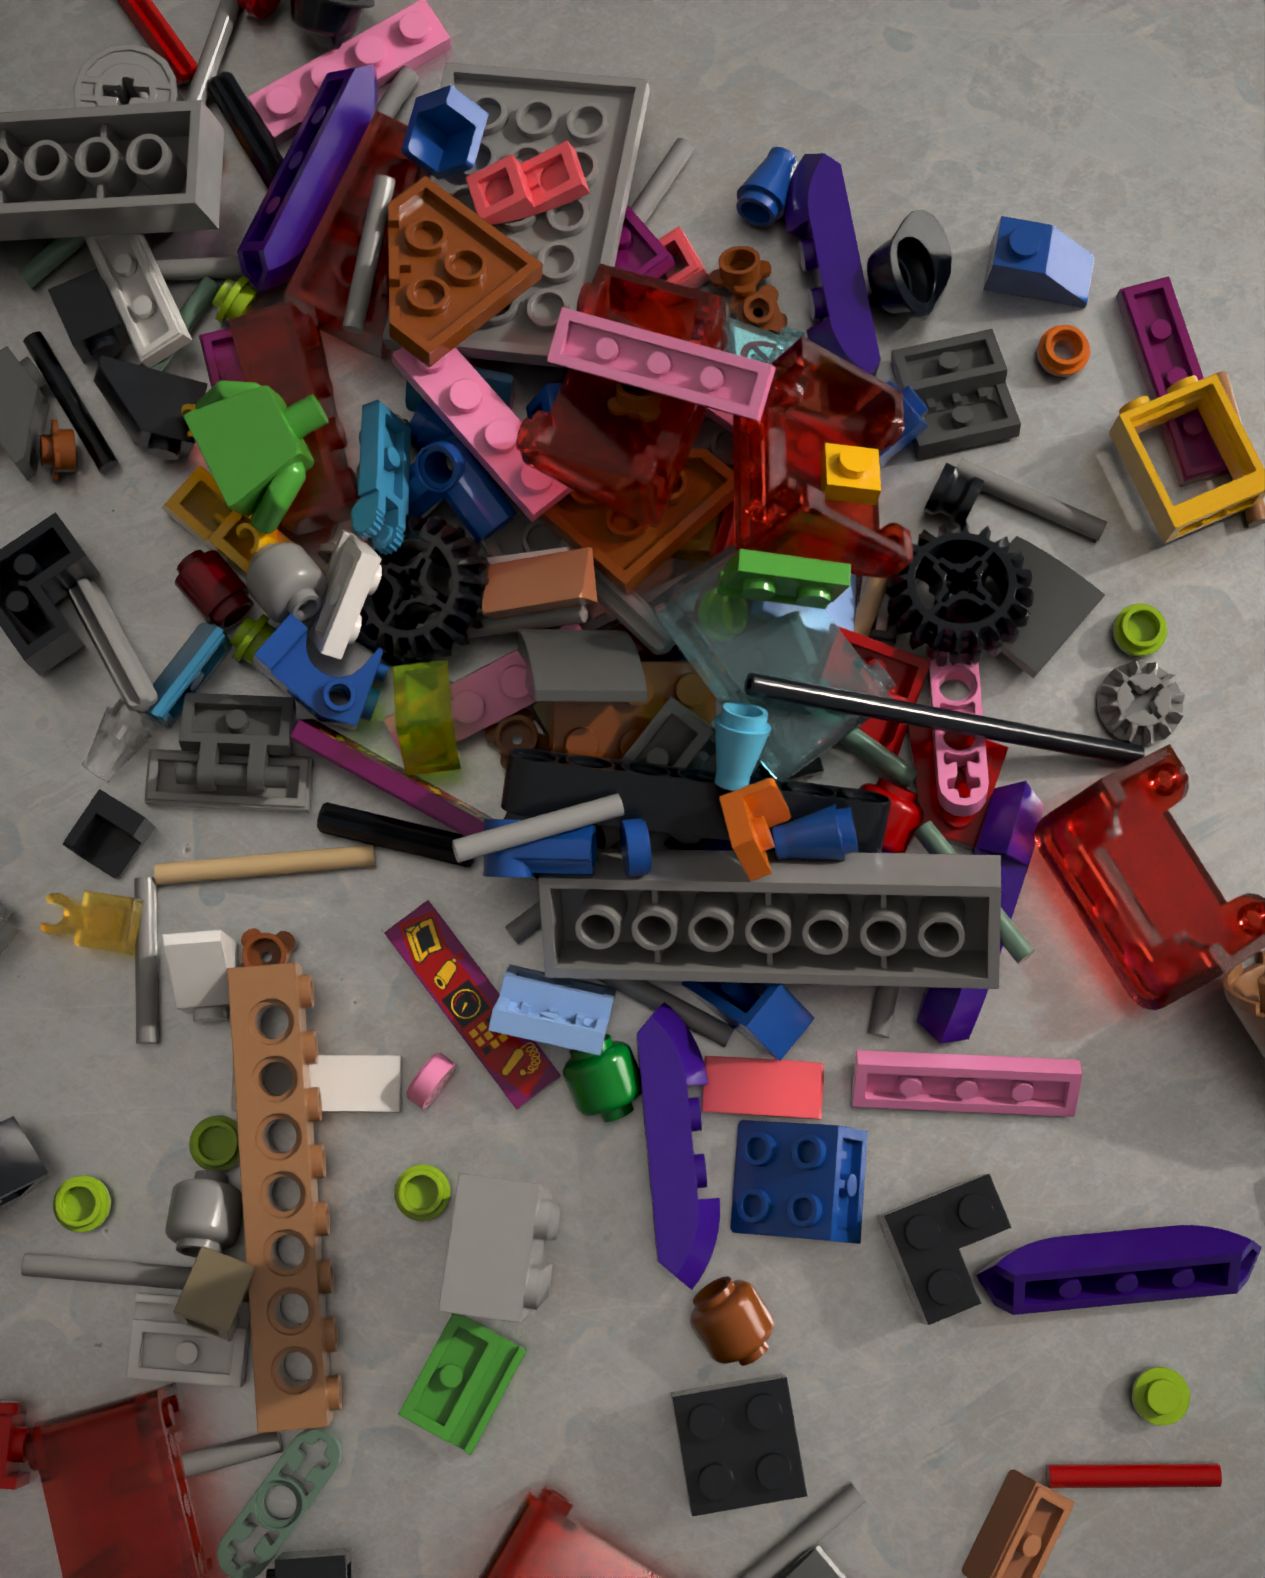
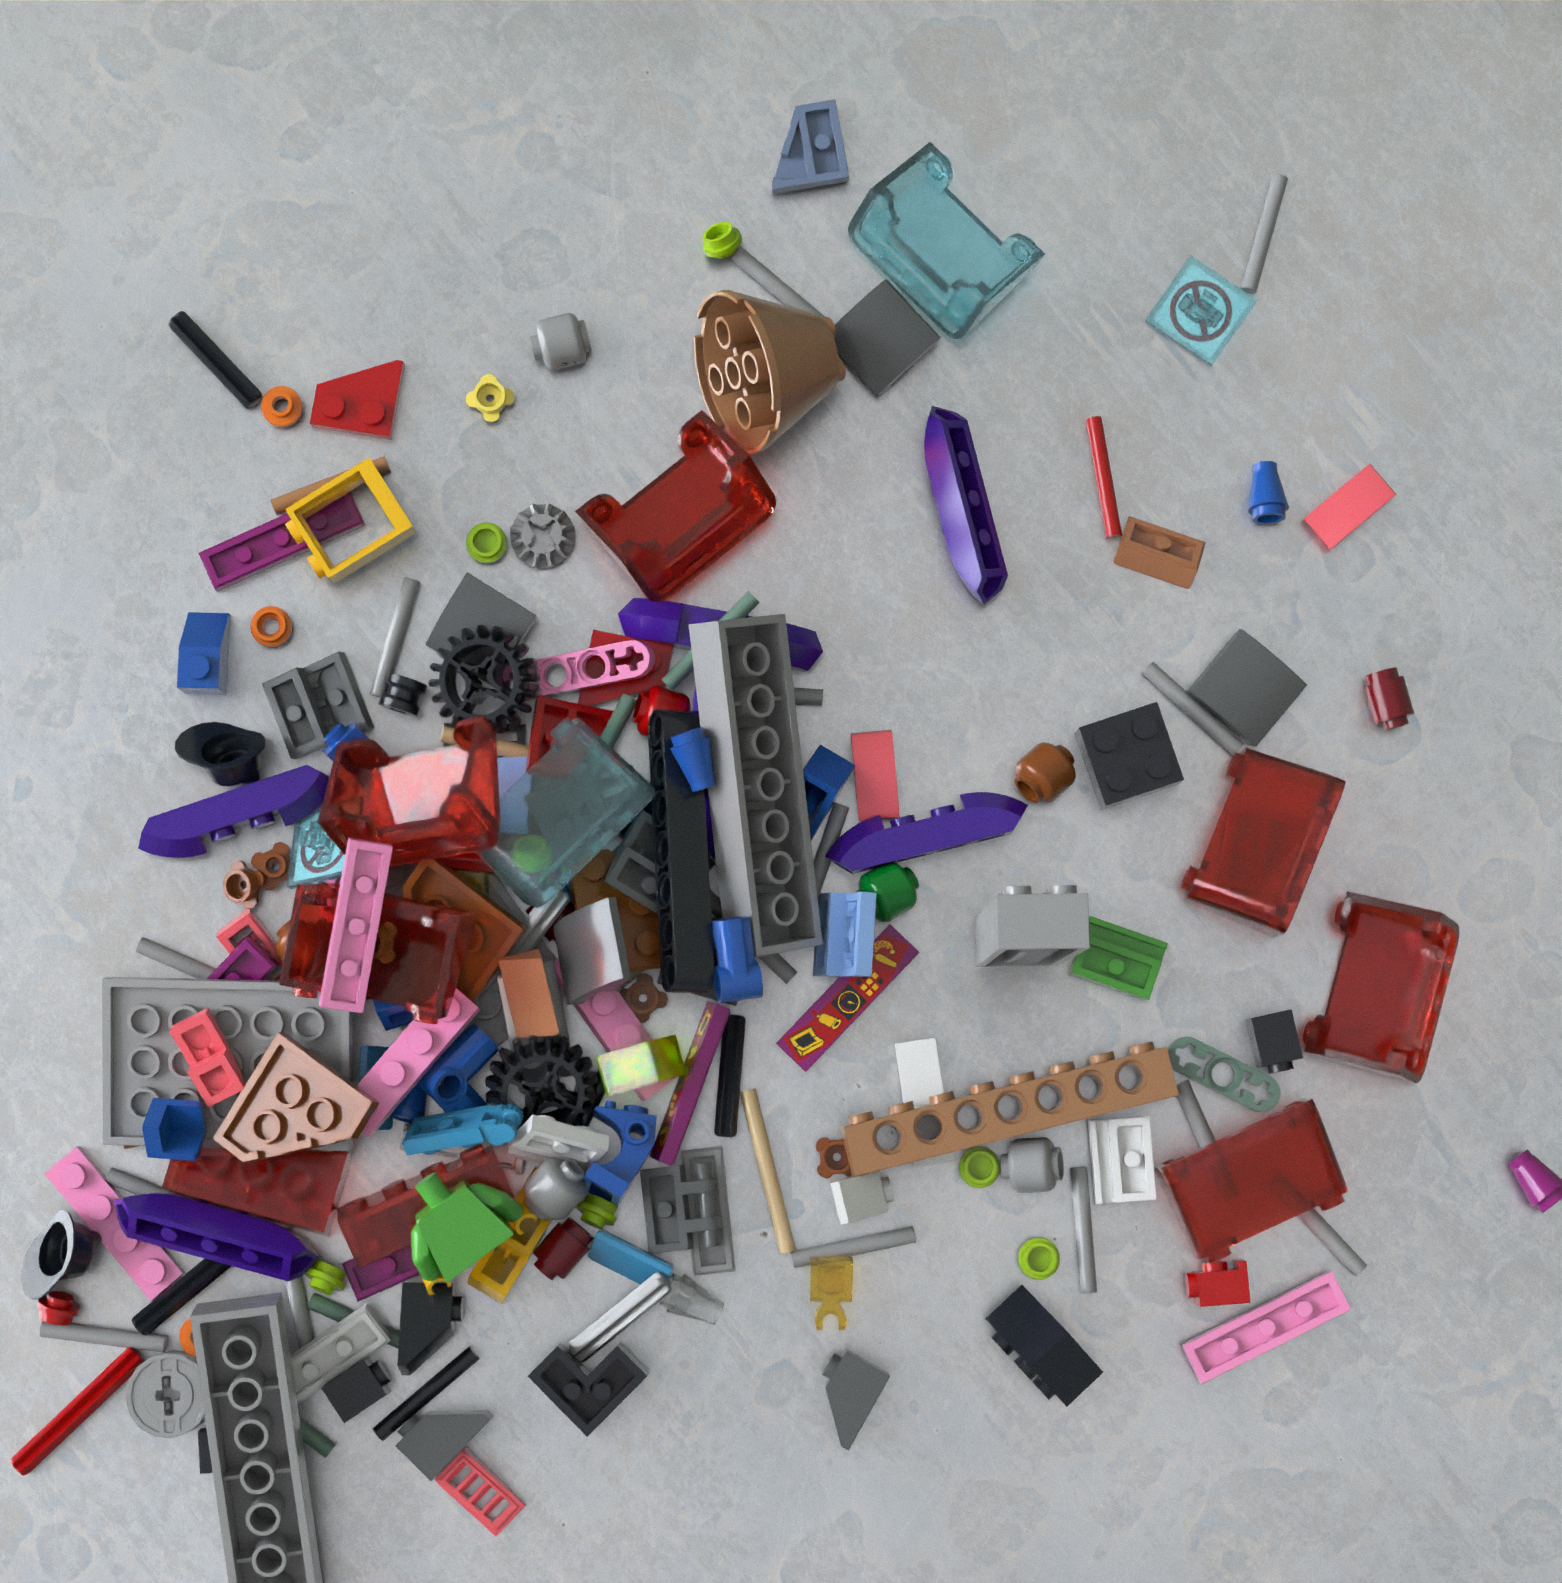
camera: 95 degrees left, 5 degrees up
(58, 450) = (469, 1392): dark orange plate -> none
(109, 835) = (765, 1291): black panel -> none
(214, 1293) = (1088, 1142): dark tan panel -> none
(368, 254) = (283, 1171): light grey bar -> none
(422, 1192) = (990, 1010): lime plate -> none
(430, 1080) = (909, 1017): bright pink tile -> none
(537, 827) = (724, 960): light grey bar -> none
(635, 847) = (725, 888): blue tile -> none
(739, 740) = (635, 823): medium azure cone -> none
(748, 817) = (691, 809): orange bracket -> none
(766, 190) = (172, 874): blue cone -> none
(783, 579) = (514, 820): bright green plate -> none
(799, 1181) = (938, 739): blue bracket -> none
(850, 473) = (412, 773): yellow plate -> none
(928, 1239) = (965, 641): black brick -> none
(940, 719) = (589, 678): black piece -> none
(966, 1083) = (848, 629): bright pink plate -> none
(1160, 1396) = (1046, 464): lime plate -> none

